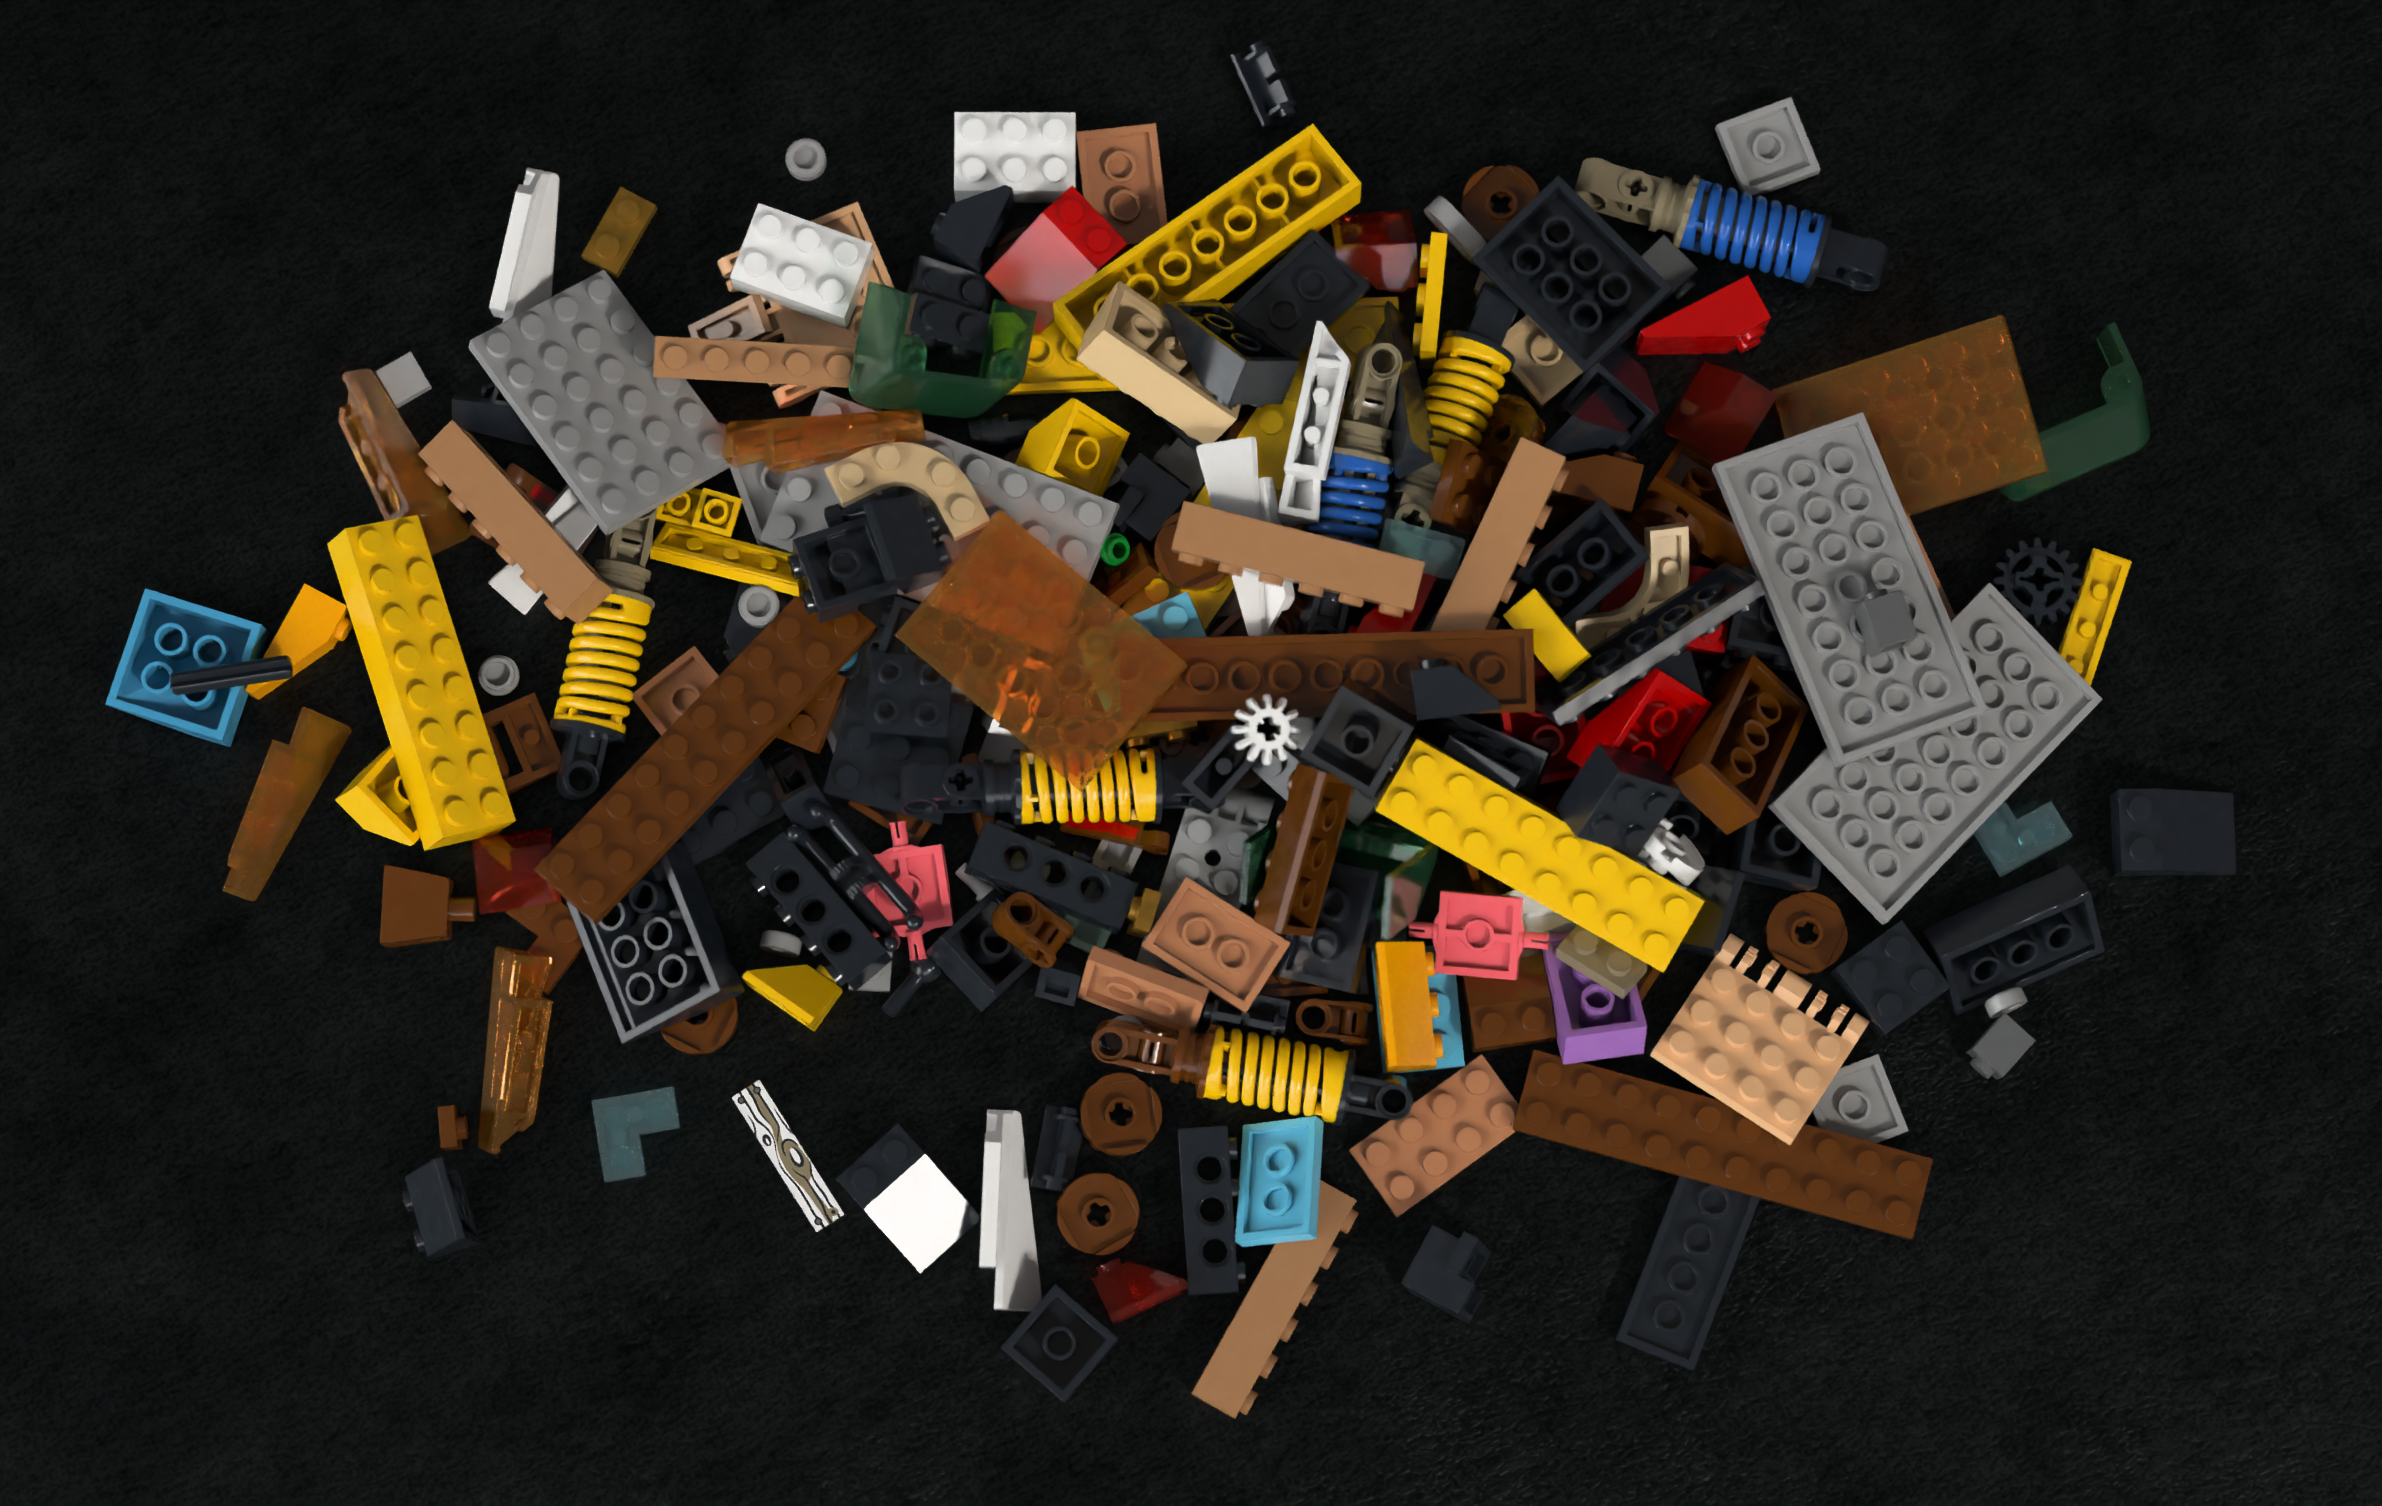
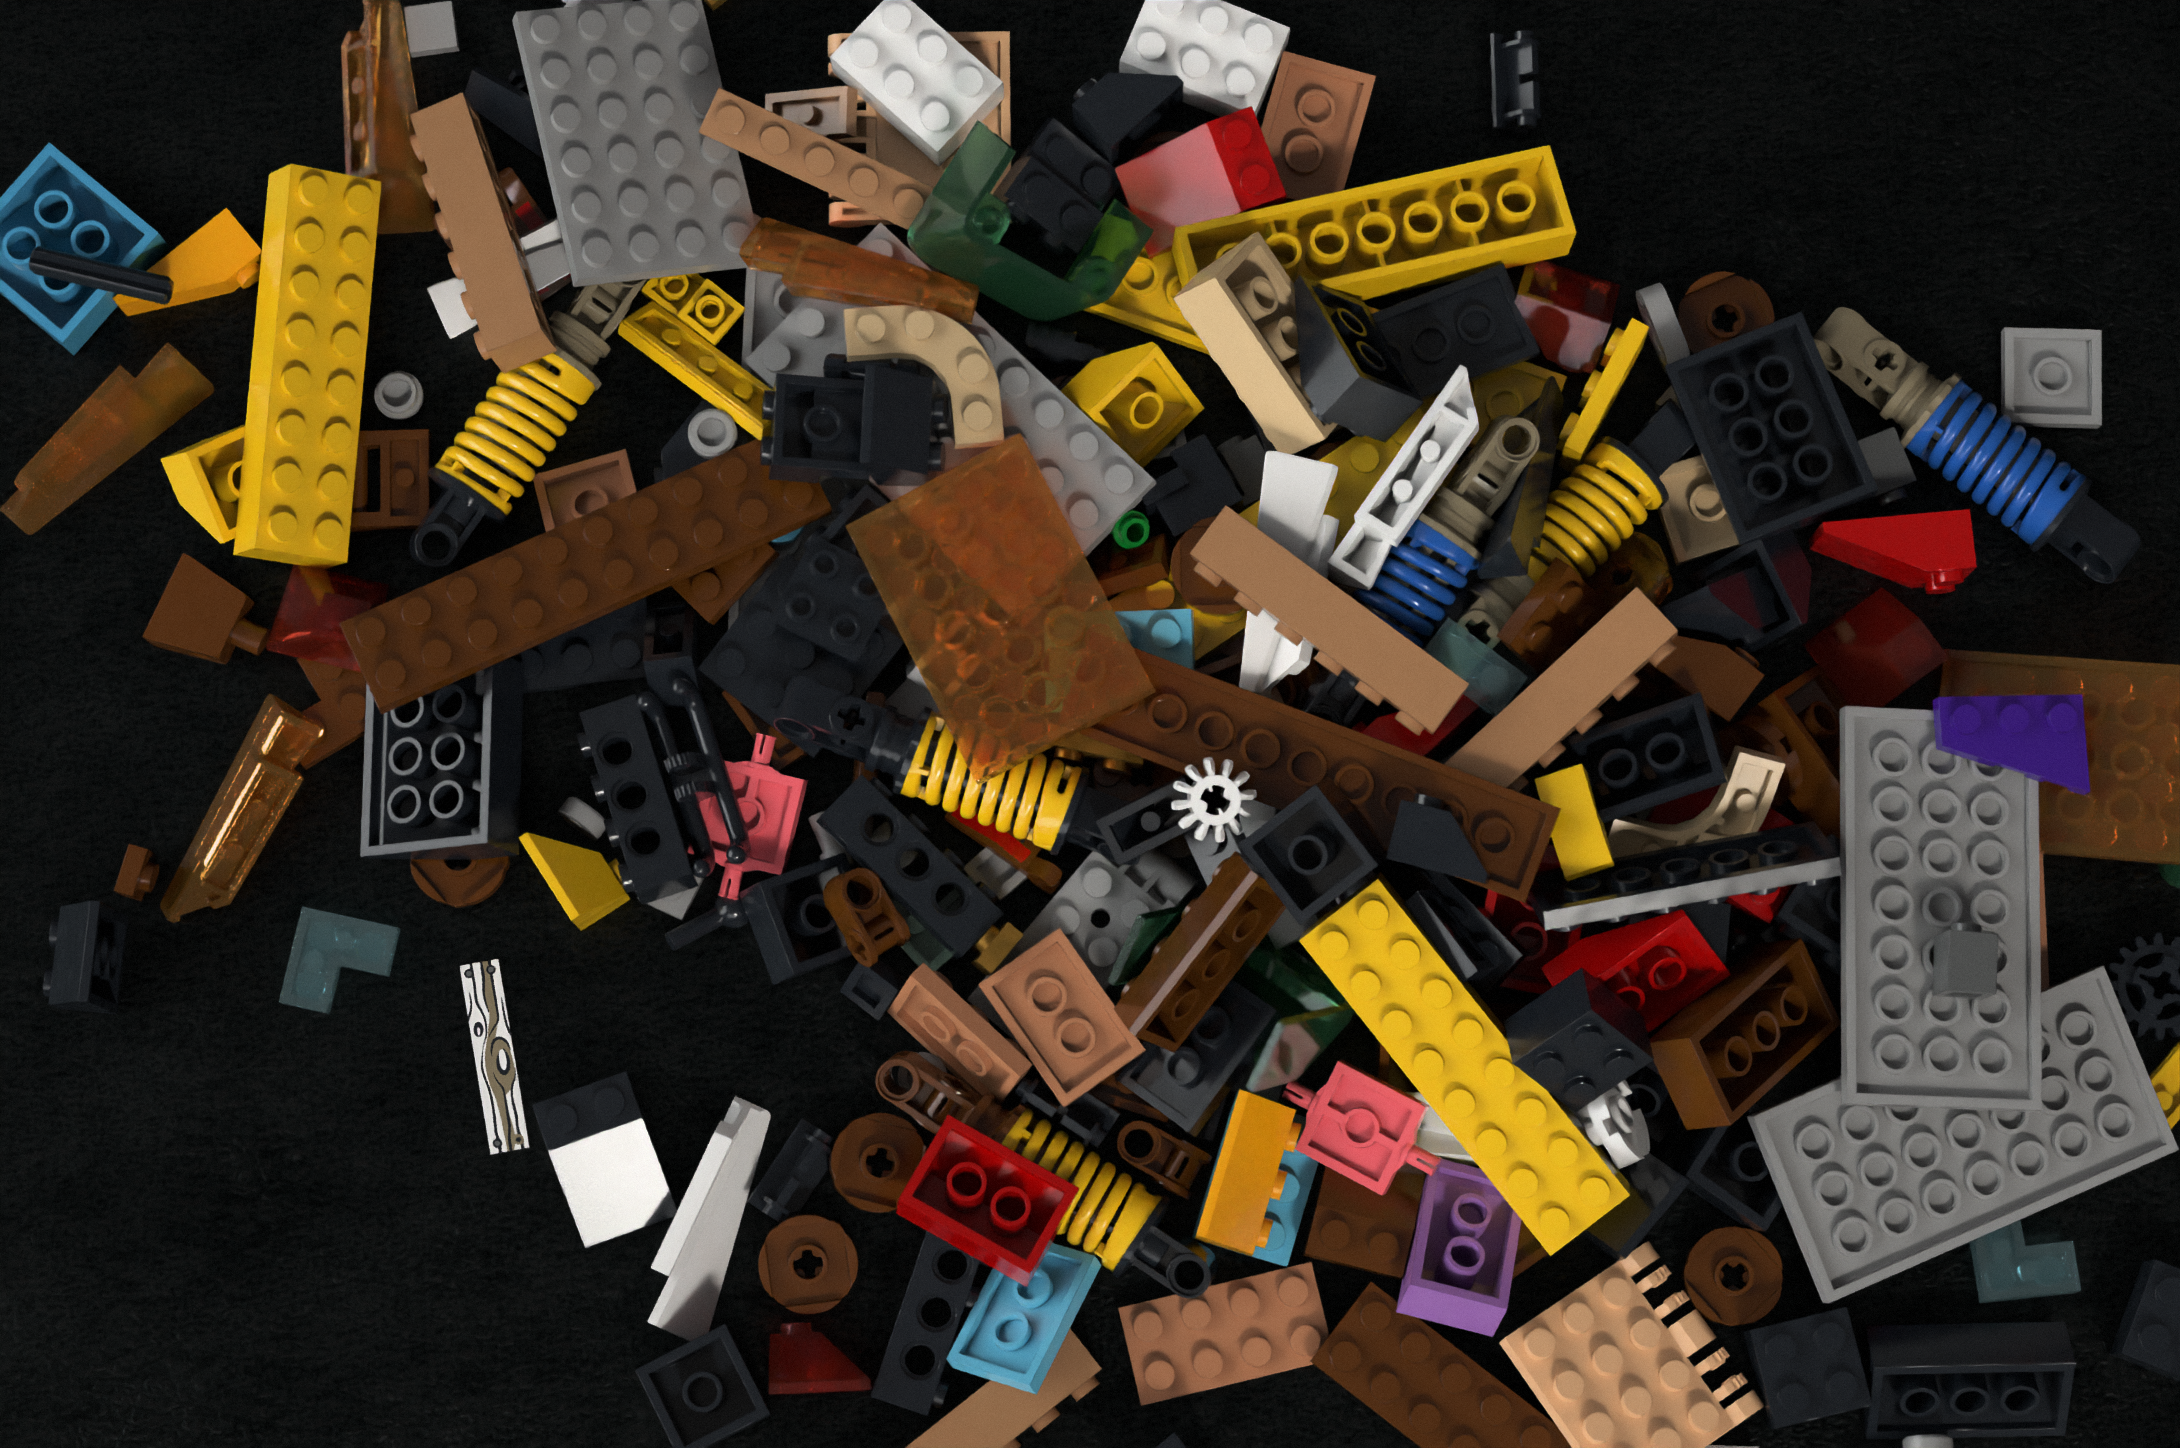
camera: 25 degrees right, 0 degrees up
(1217, 1107) = (986, 1200): none -> red slope
(1601, 961) = (1486, 1214): dark tan plate -> none
(1857, 430) = (2020, 733): none -> dark purple wing

